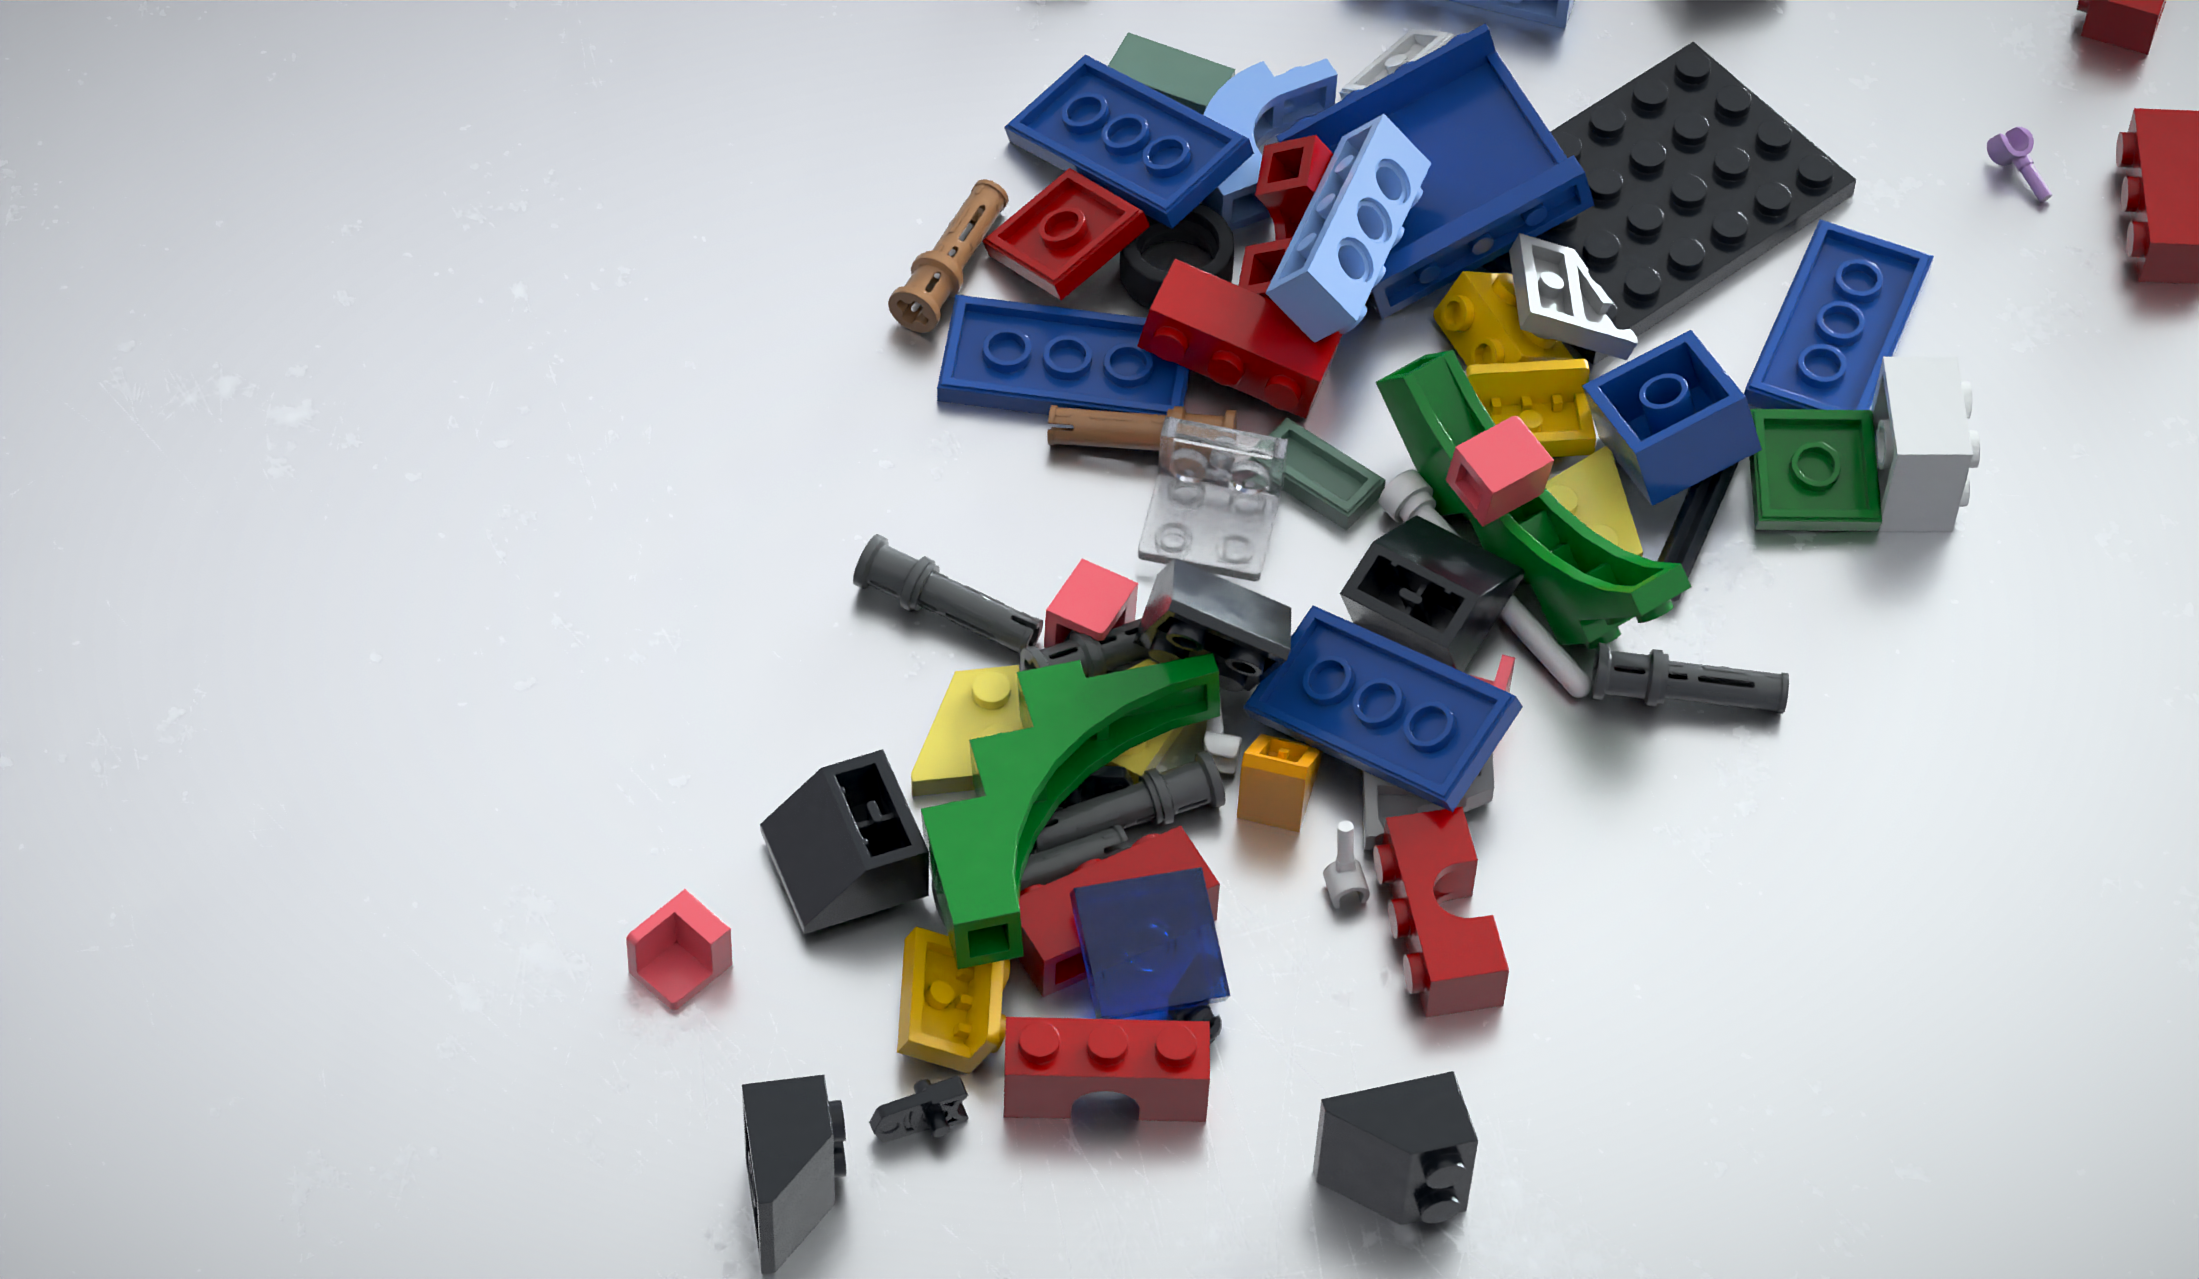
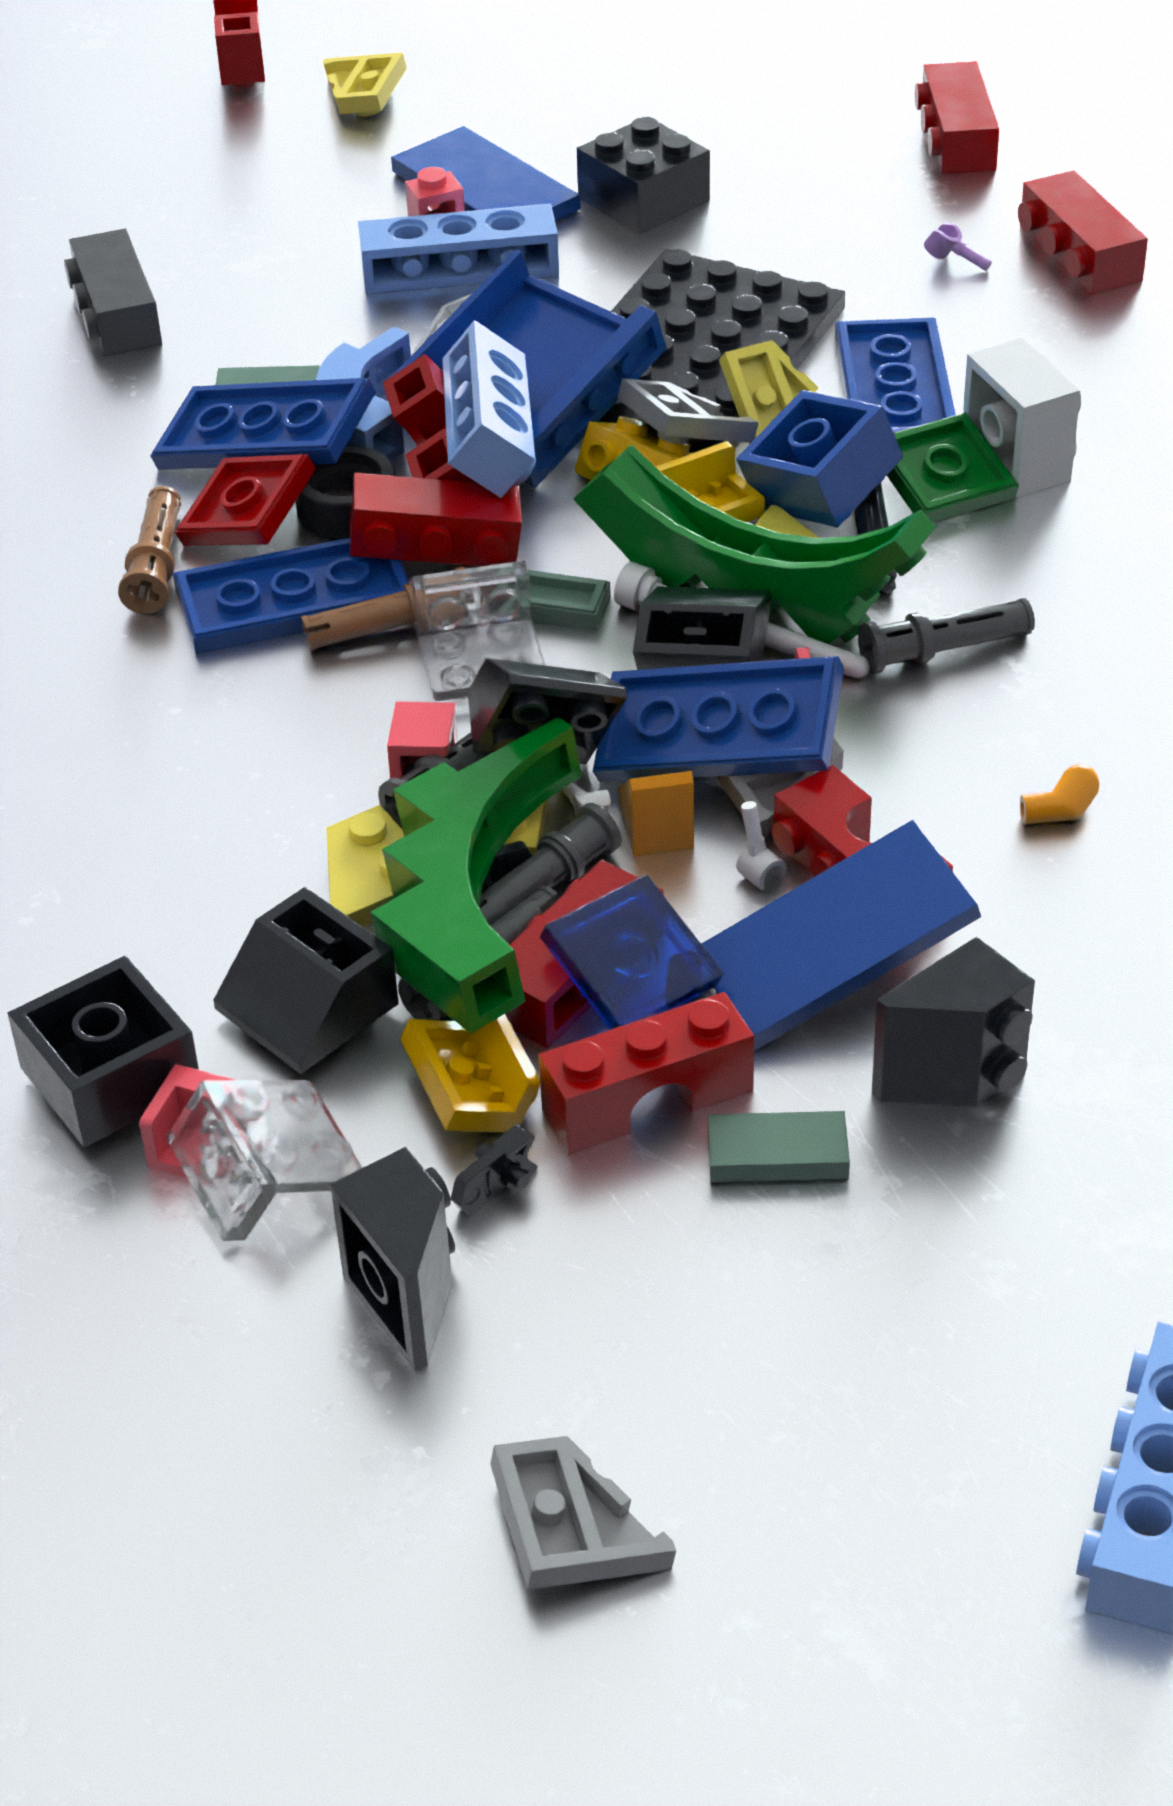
camera: 20 degrees left, 10 degrees down
(631, 842) = (101, 1047): none -> black brick
(729, 1002) = (256, 1141): none -> clear bracket
(922, 586) = (261, 776): dark grey pin -> none
(1190, 1191) = (778, 1146): none -> sand green tile
(1357, 997) = (839, 932): none -> blue tile
(1499, 470) = (718, 514): coral panel -> none
(1678, 296) = (762, 381): none -> light yellow wing
(1688, 930) = (1066, 801): none -> light orange arm

